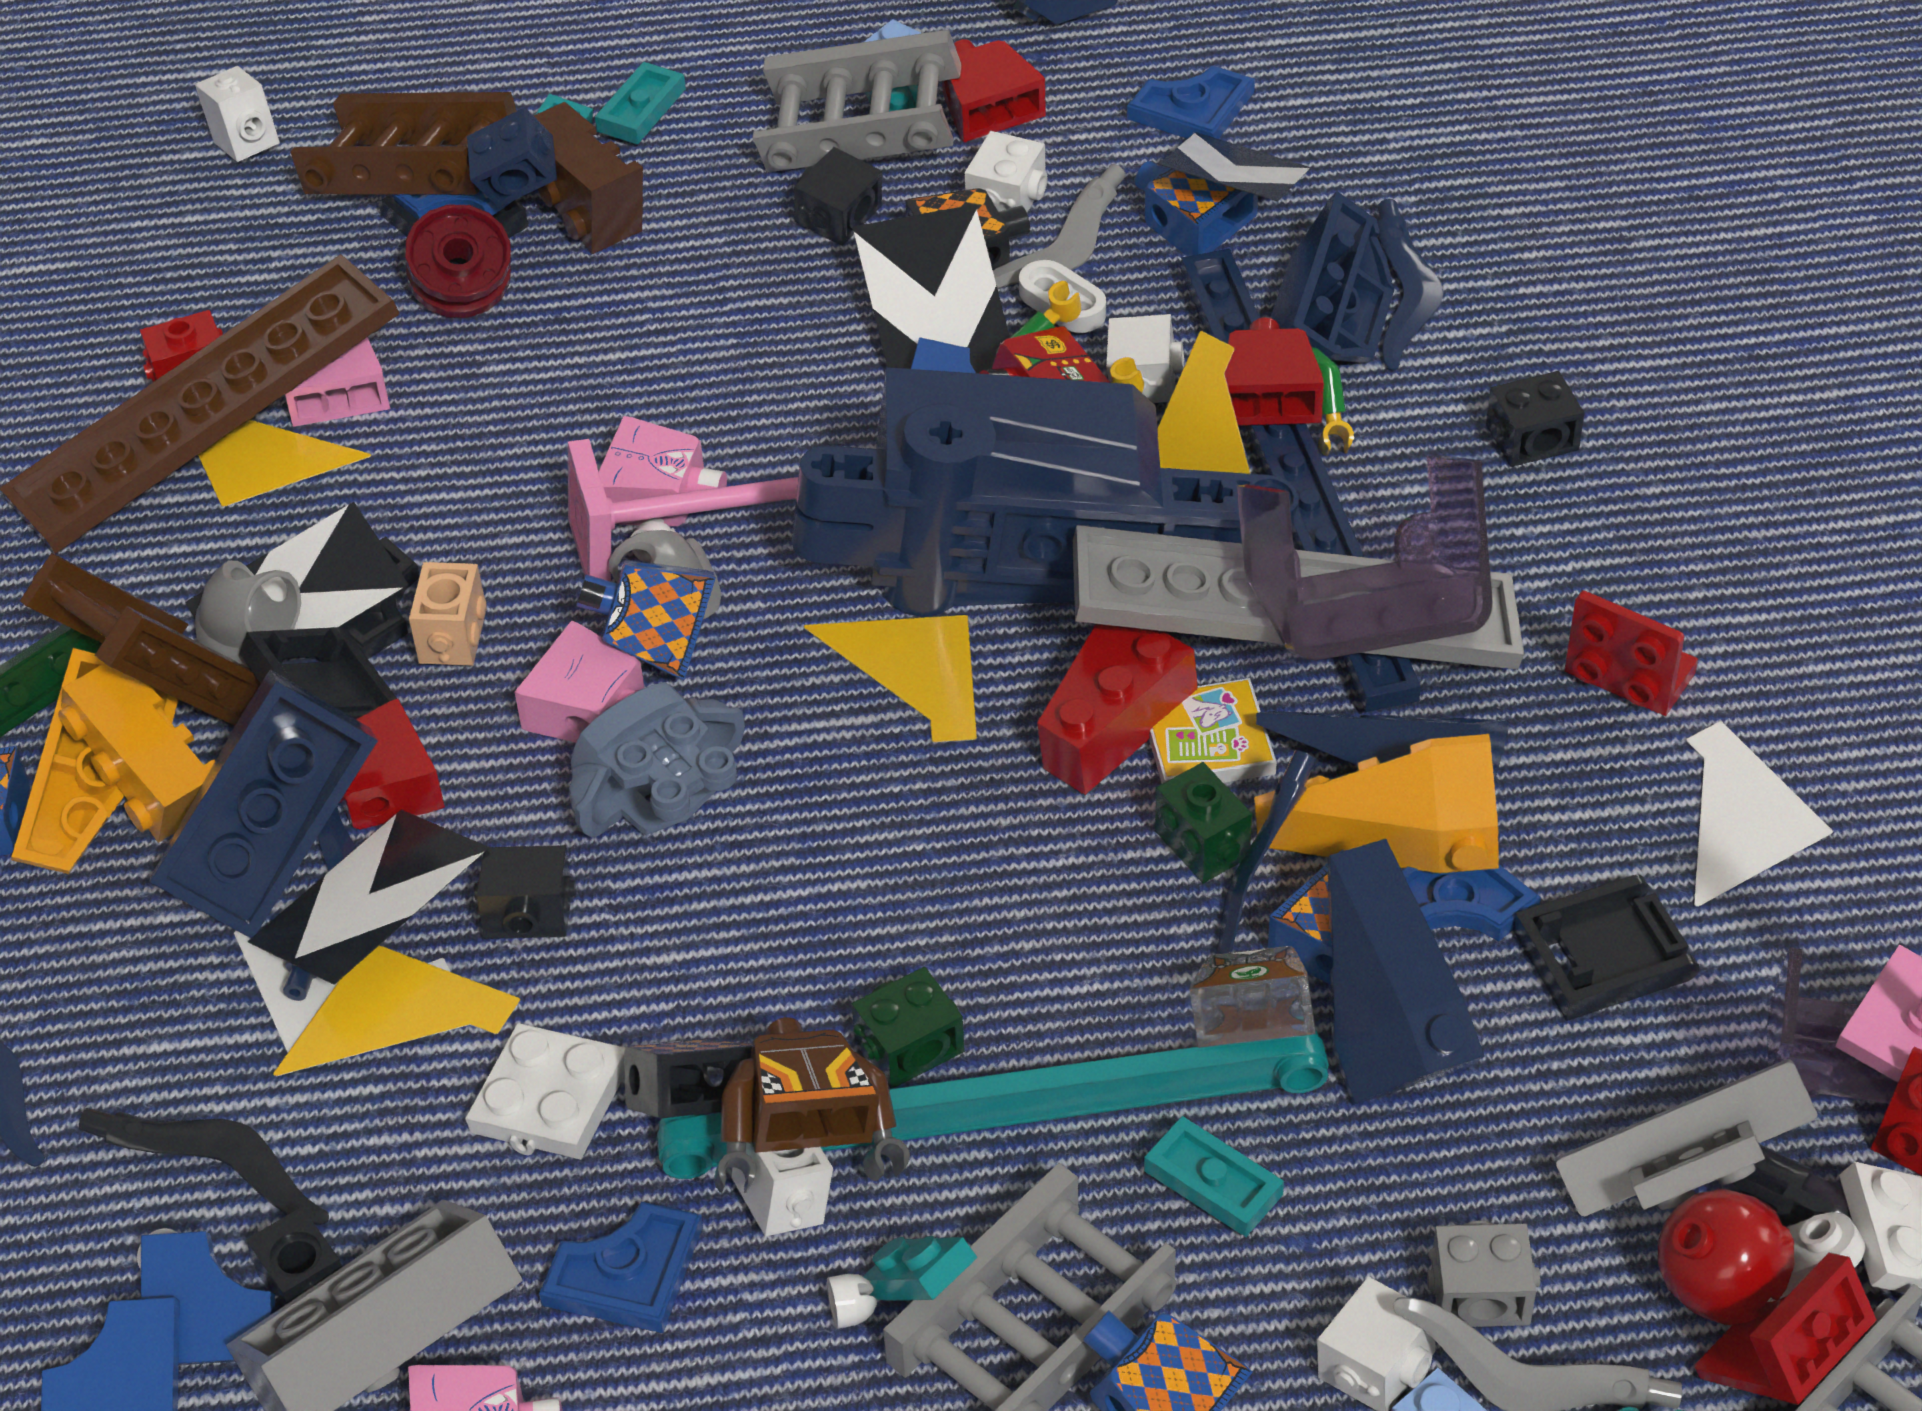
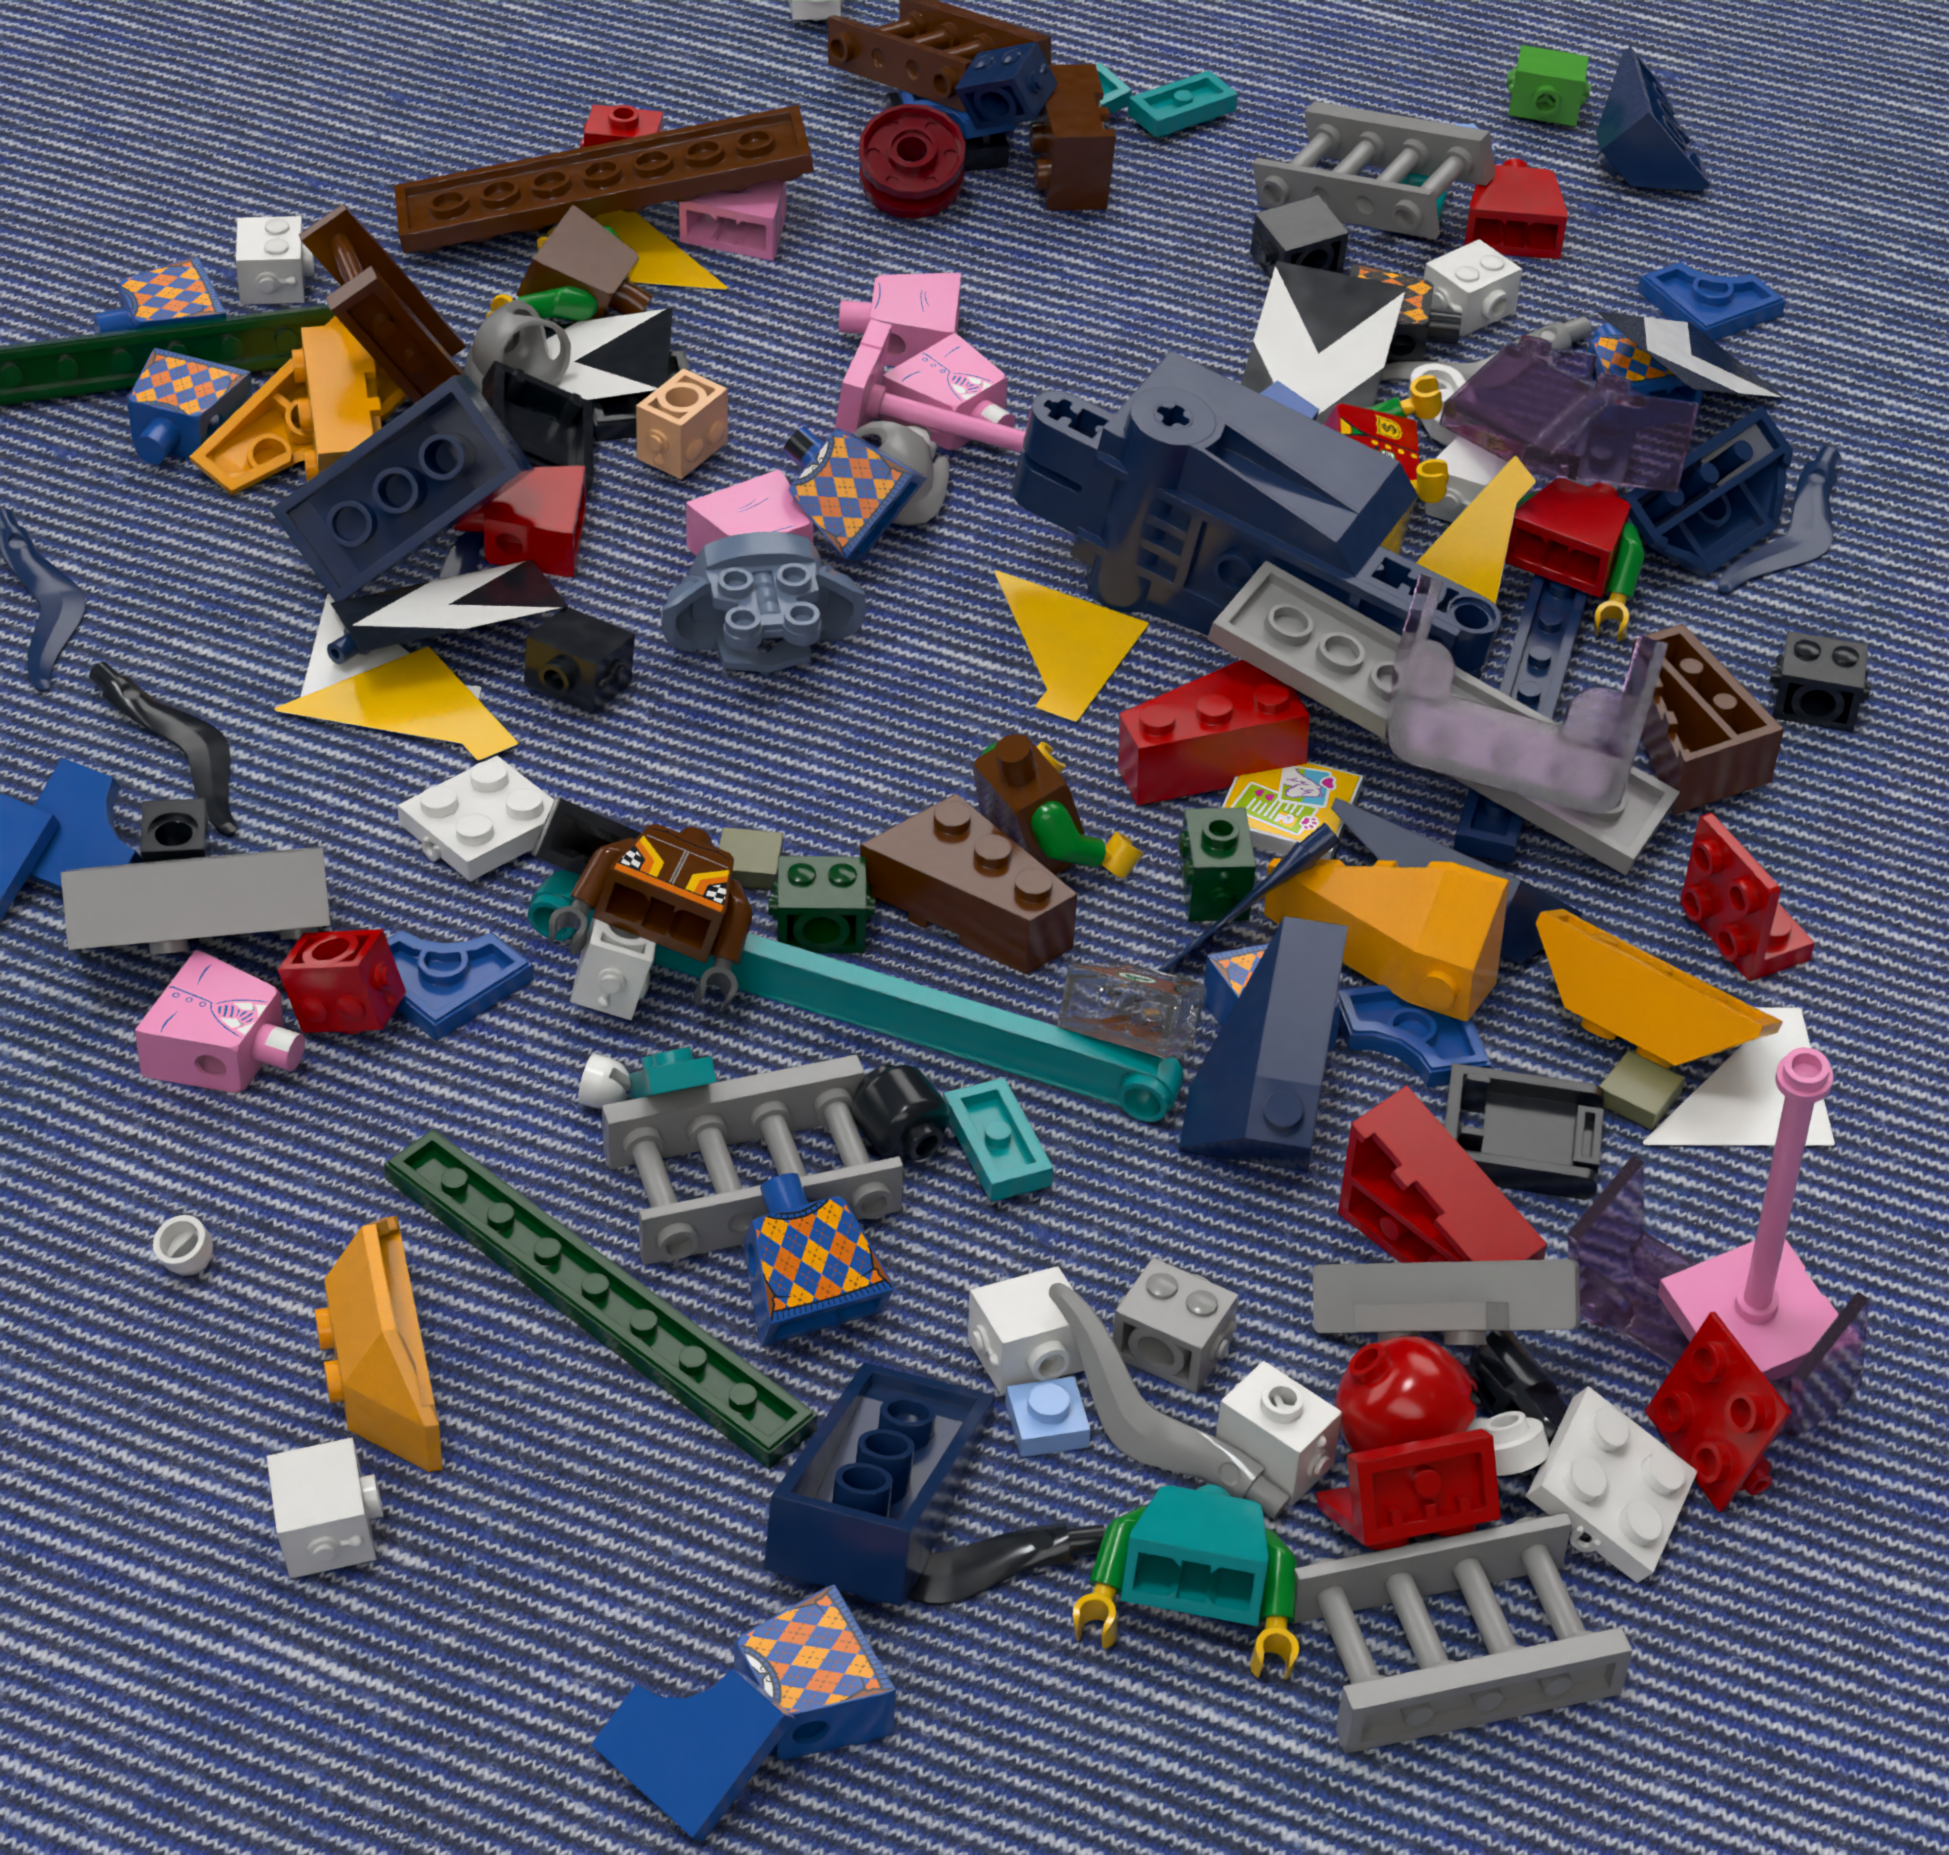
camera: 25 degrees right, 5 degrees down
(241, 508) = (580, 273): none -> reddish brown torso
(560, 1326) = (342, 981): none -> red head
(562, 408) = (916, 305): none -> bright pink torso
(810, 1004) = (754, 855): none -> tile
(1025, 942) = (975, 882): none -> reddish brown wedge
(1028, 845) = (1033, 805): none -> reddish brown torso
(1125, 1196) = (900, 1112): none -> black head
(1193, 283) = (1564, 425): none -> clear purple windscreen
(1519, 500) = (1705, 726): none -> reddish brown wedge
(1608, 1055) = (1424, 1194): none -> red wedge
(1629, 778) = (1643, 997): none -> light orange wedge
(1639, 1327) = (1281, 1428): none -> white head
(1665, 858) = (1641, 1089): none -> olive tile

